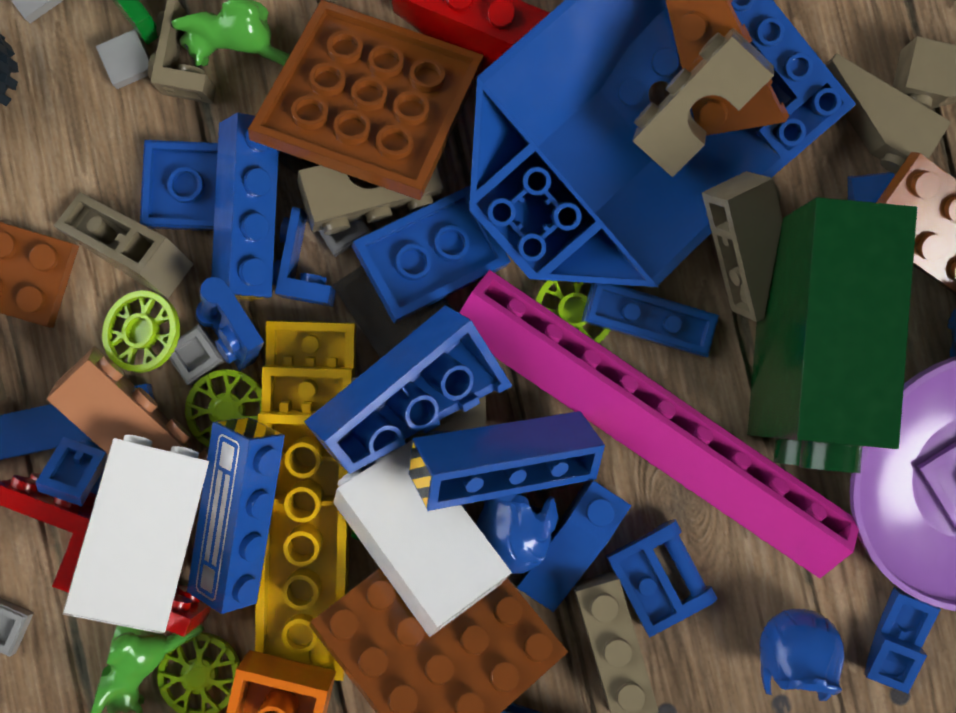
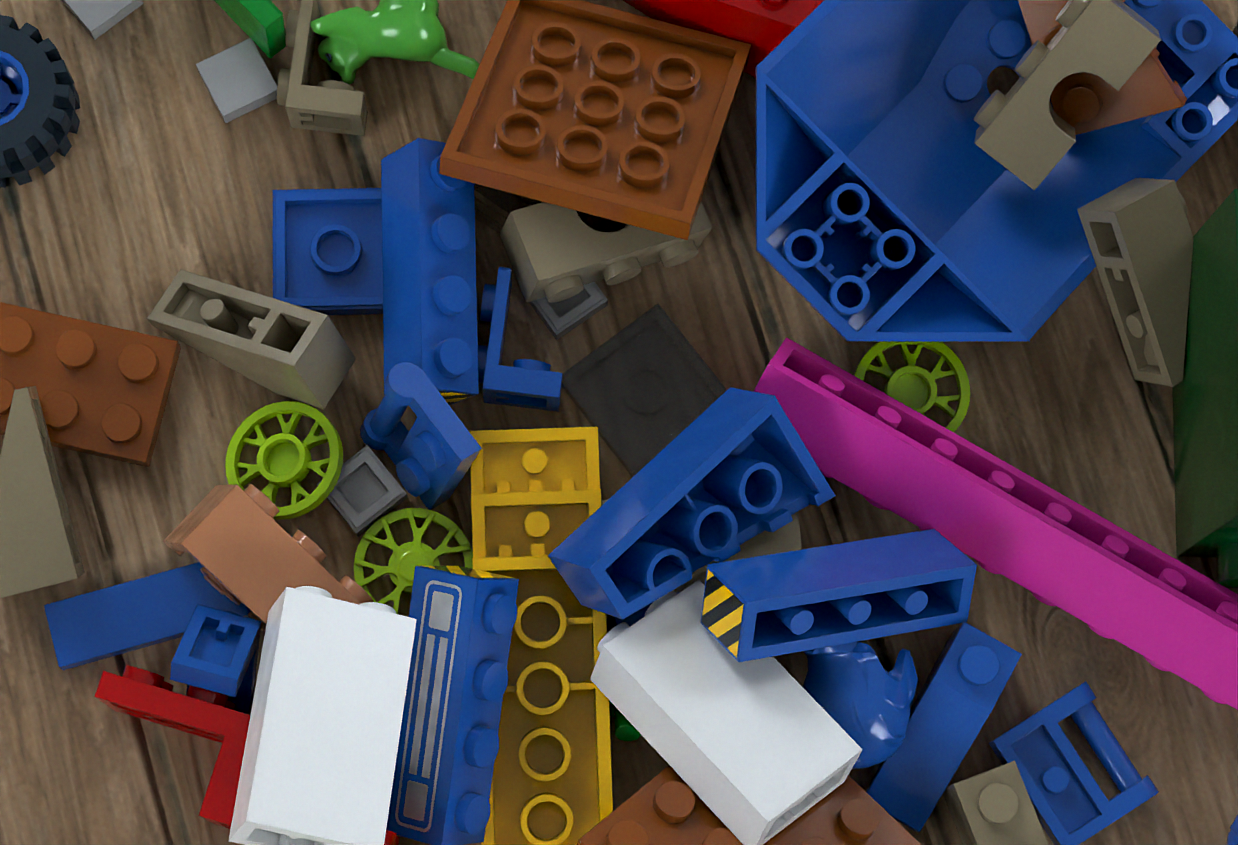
camera: 10 degrees left, 10 degrees down
(428, 255) = (699, 322): blue plate -> none
(650, 318) = (1020, 395): blue tile -> none

